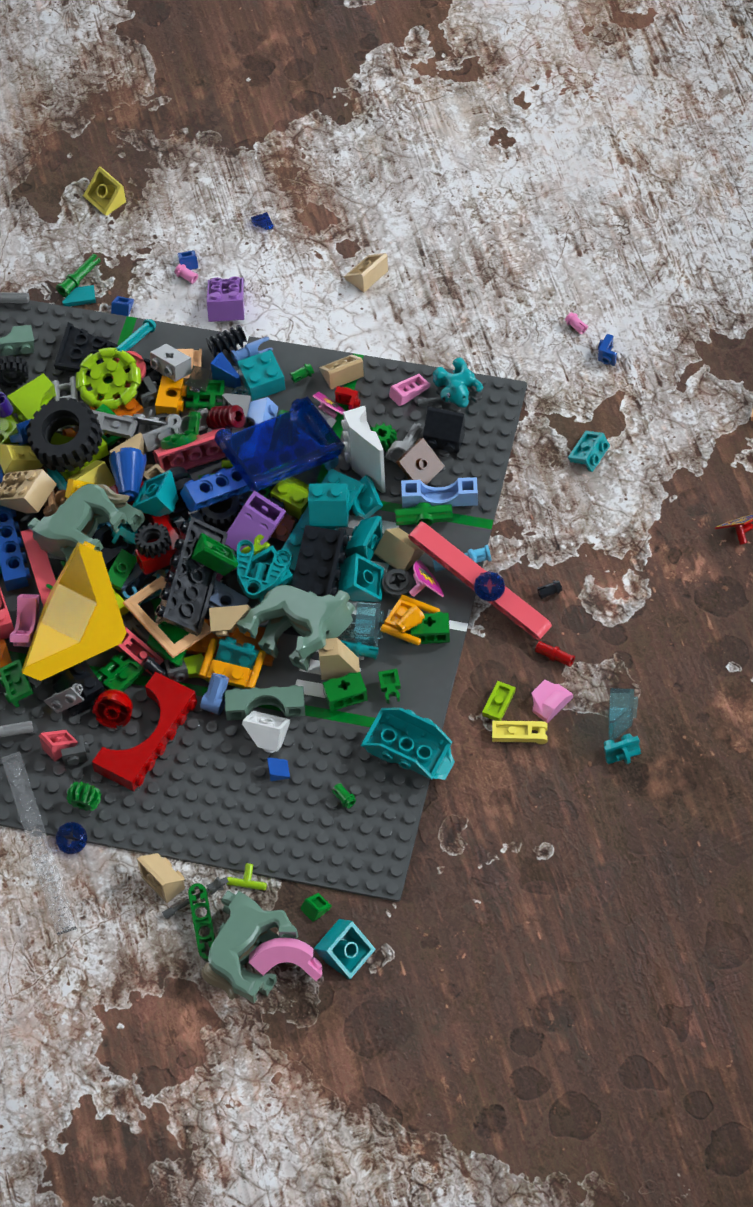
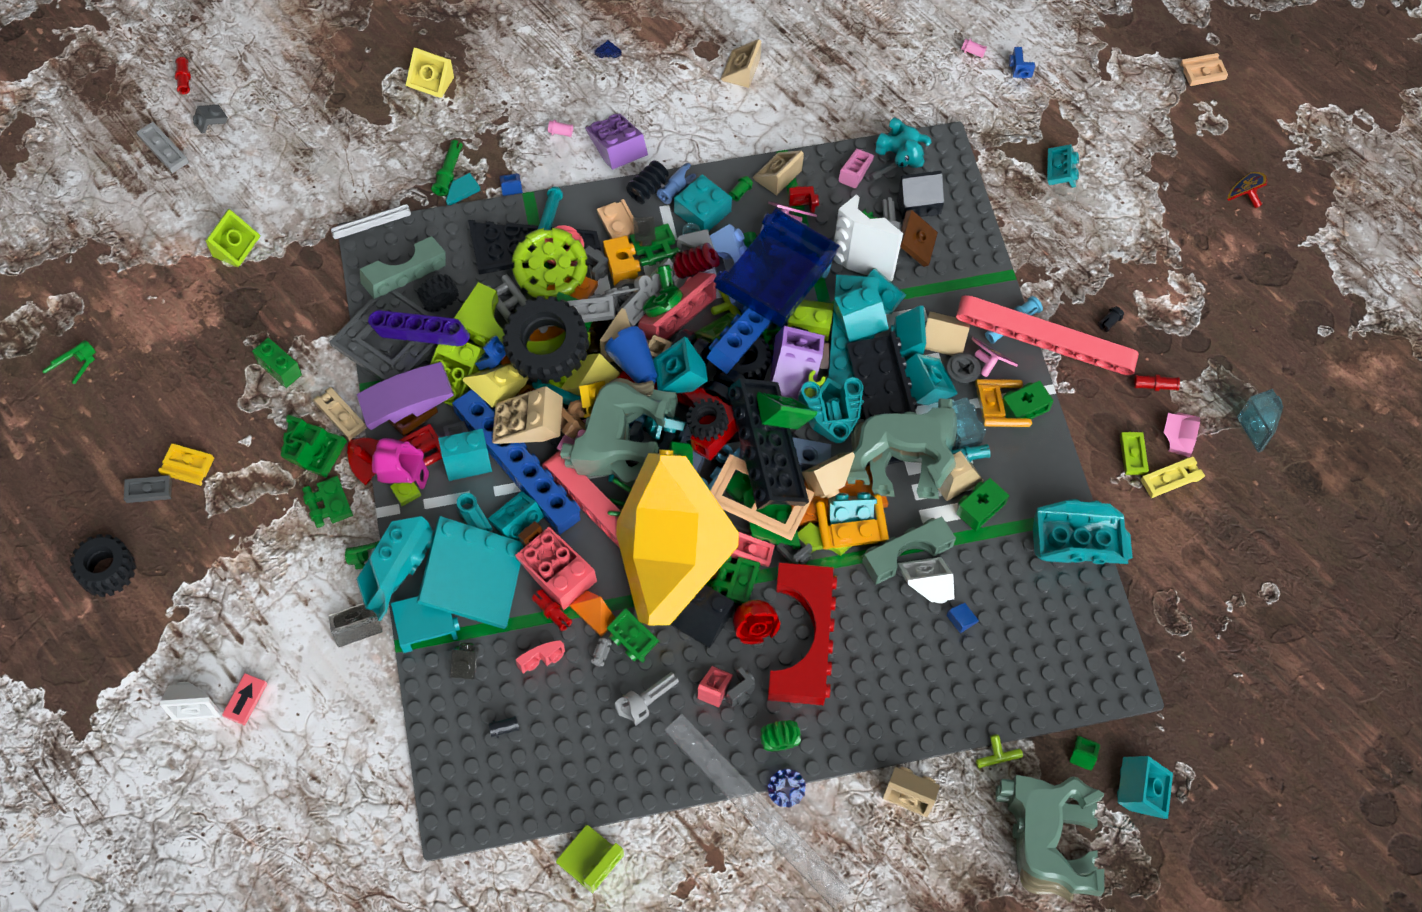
camera: 30 degrees left, 5 degrees up
(27, 619) = (604, 561): bright pink arch -> none
(66, 698) = (693, 635): light grey hinge -> none
(152, 666) = (766, 556): black pin -> none
(170, 362) = (606, 223): light grey brick -> none
(189, 259) = (553, 112): blue slope -> none
(205, 921) = (981, 826): green beam -> none
(211, 888) = (939, 825): dark grey piece -> none
(214, 698) = (854, 567): medium blue piece -> none
(223, 370) = (665, 213): blue slope -> none
(285, 950) = (1095, 822): bright pink arch -> none
(344, 796) = (1047, 618): green pin -> none
(390, 683) = (1020, 477): green plate -> none
(410, 619) = (1012, 402): light orange cone -> none
(425, 513) = (949, 288): green piece -> none
(460, 493) = (974, 253): light blue arch -> none
(483, 592) = (1064, 345): clear blue gear -> none
(622, 750) = (1285, 457): teal hips -> none

